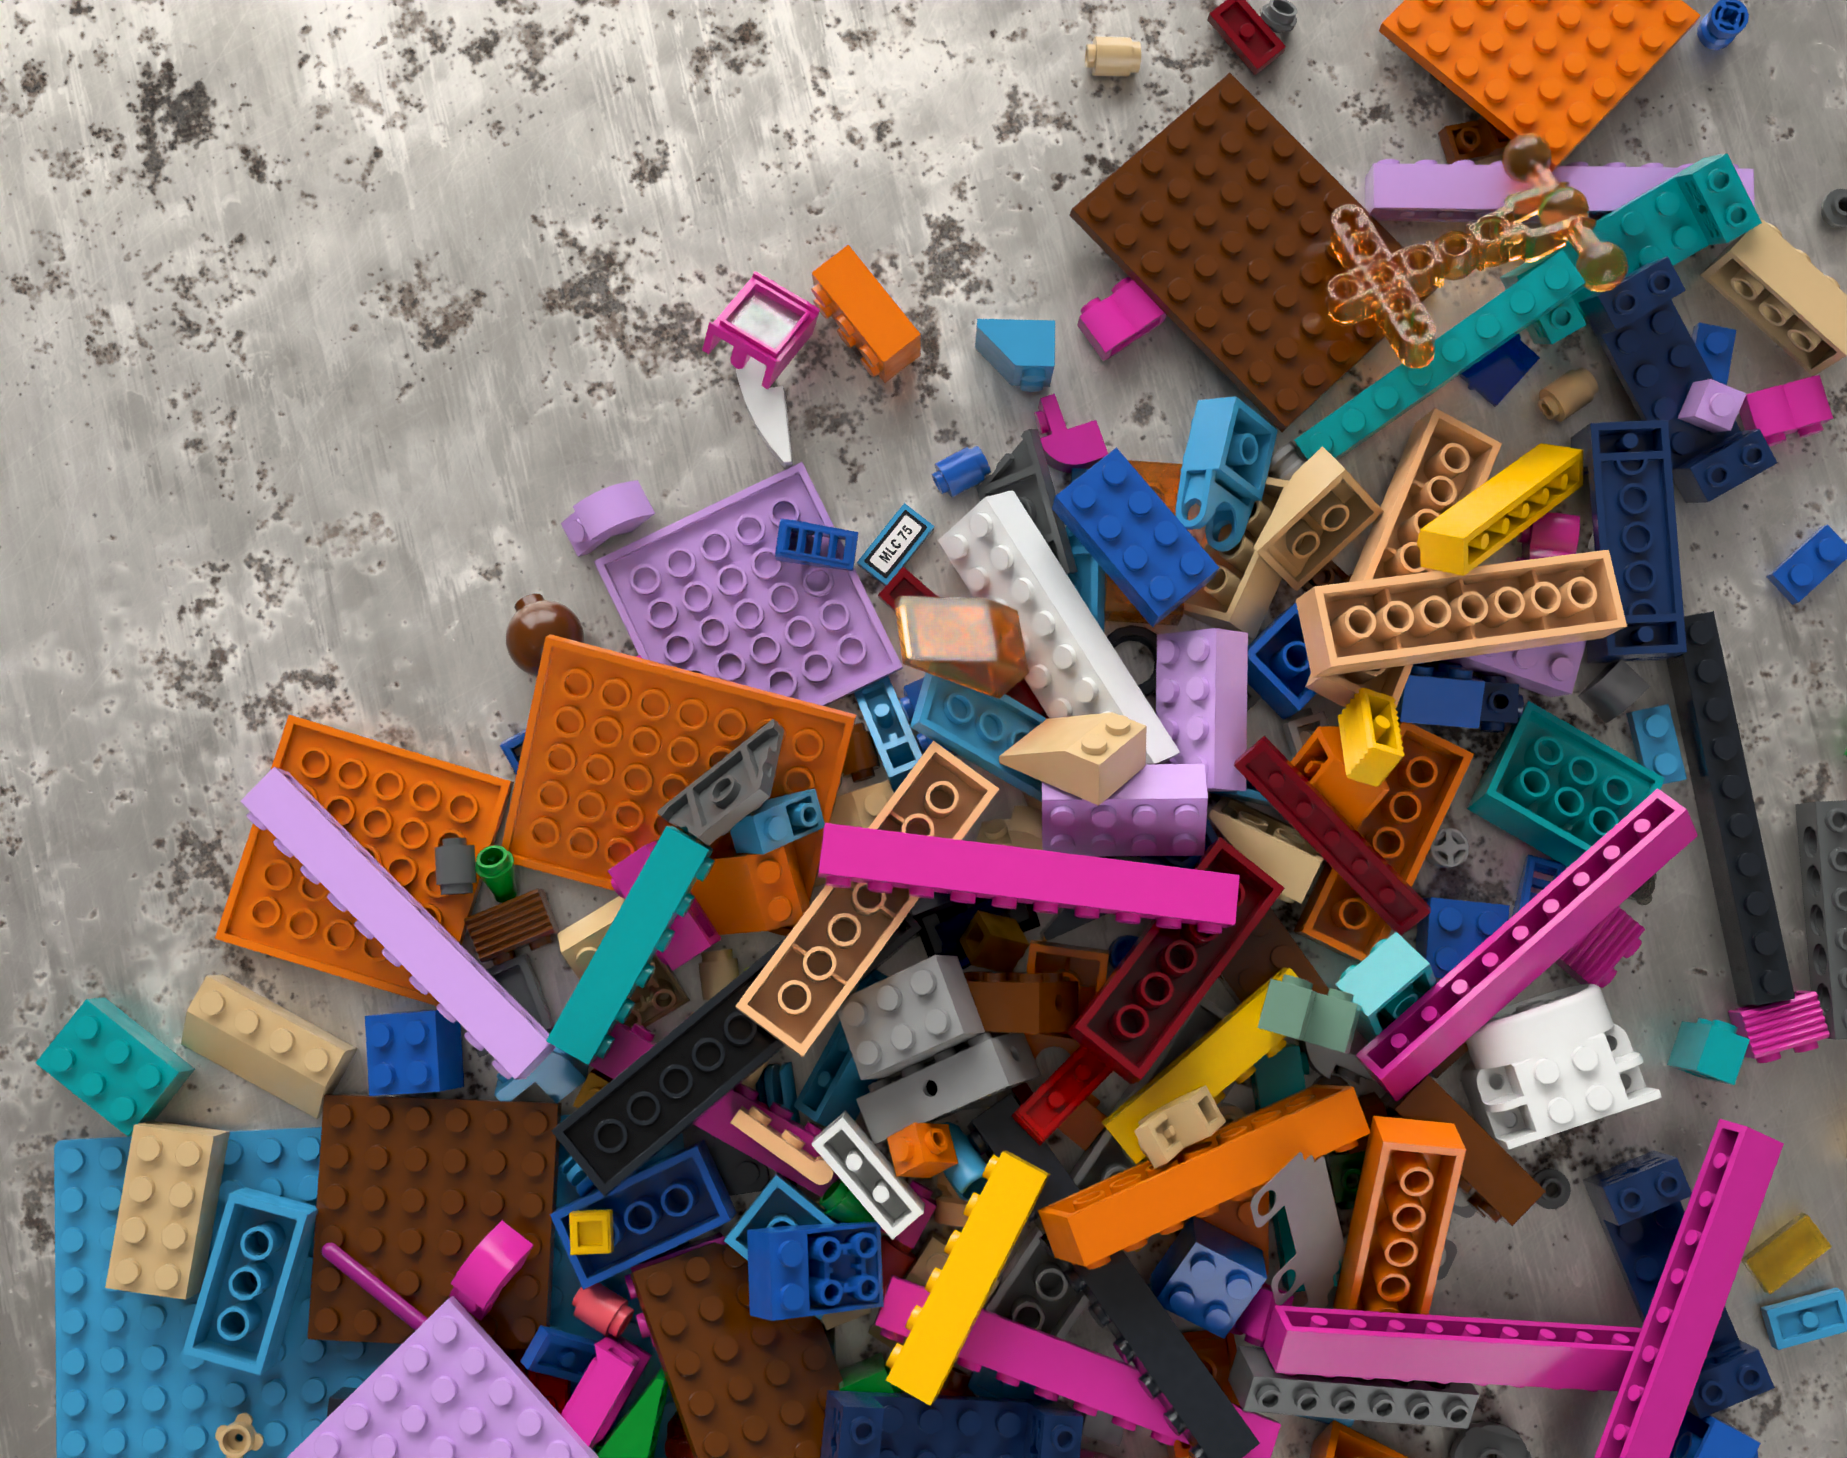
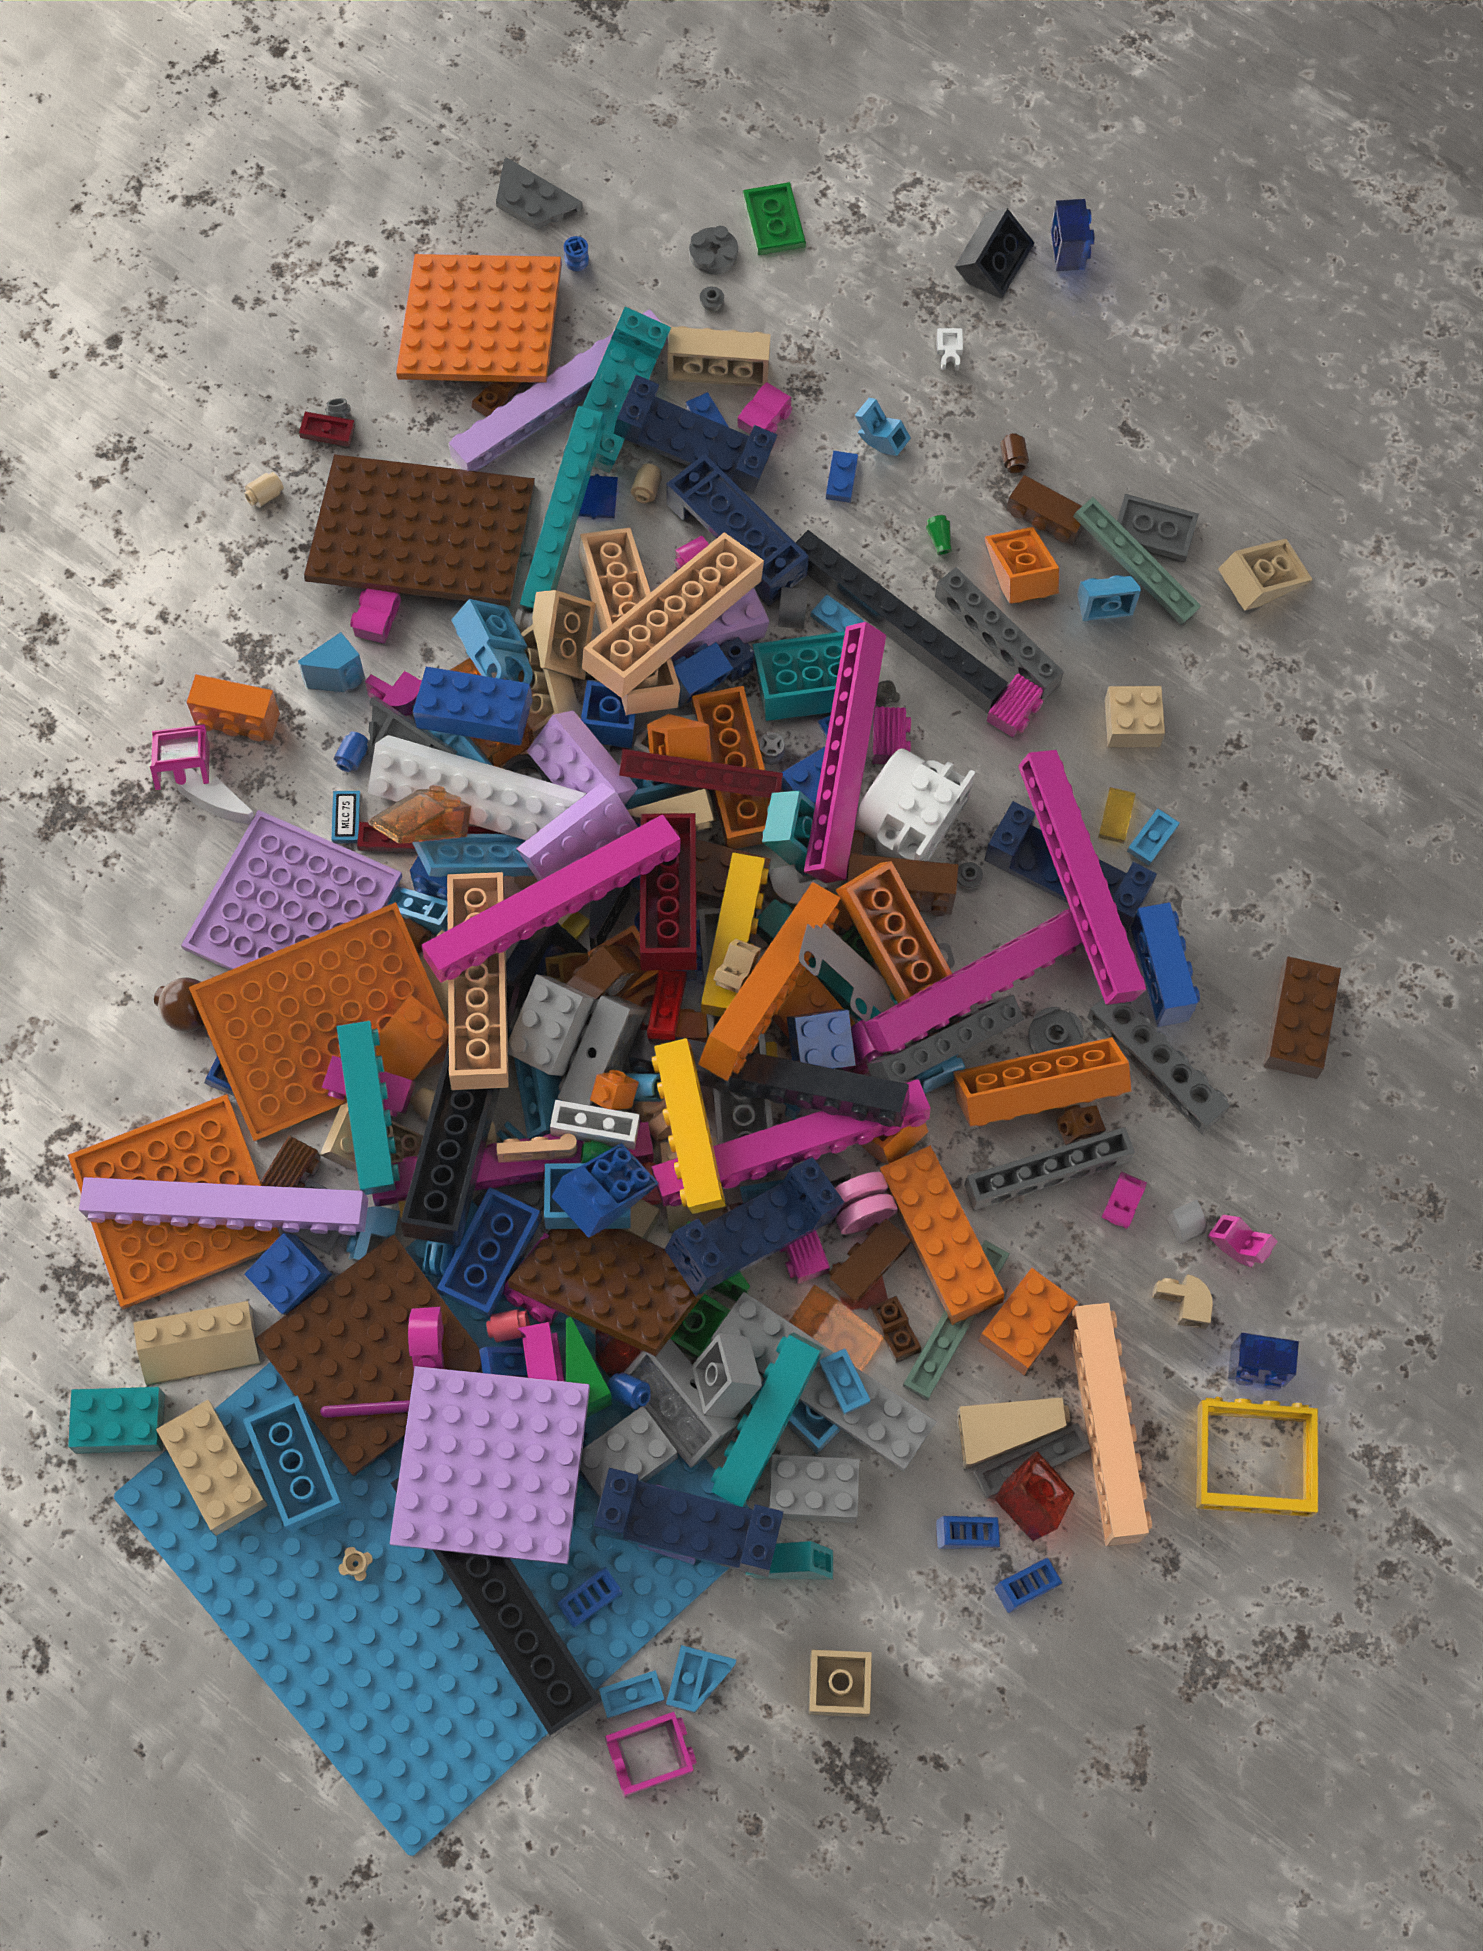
camera: 40 degrees left, 15 degrees down
(455, 866) = (232, 1157): dark grey brick -> none
(497, 871) = (258, 1144): green cone -> none
(591, 1232) = (467, 1276): yellow tile -> none
(606, 514) = (167, 915): lavender brick -> none
(729, 788) = (355, 987): dark grey wing -> none
(778, 823) = (395, 990): dark azure slope -> none
(799, 556) = (289, 839): blue slope -> none
(1082, 754) = (535, 822): tan slope -> none
(1303, 1014) = (757, 861): sand green brick -> none
(1370, 737) = (676, 704): yellow brick -> none
(1391, 283) = (509, 484): clear orange piece -> none
(1500, 509) = (653, 553): yellow brick -> none
(1709, 1050) = (988, 742): teal brick -> none
(1712, 406) = (721, 432): lavender brick -> none

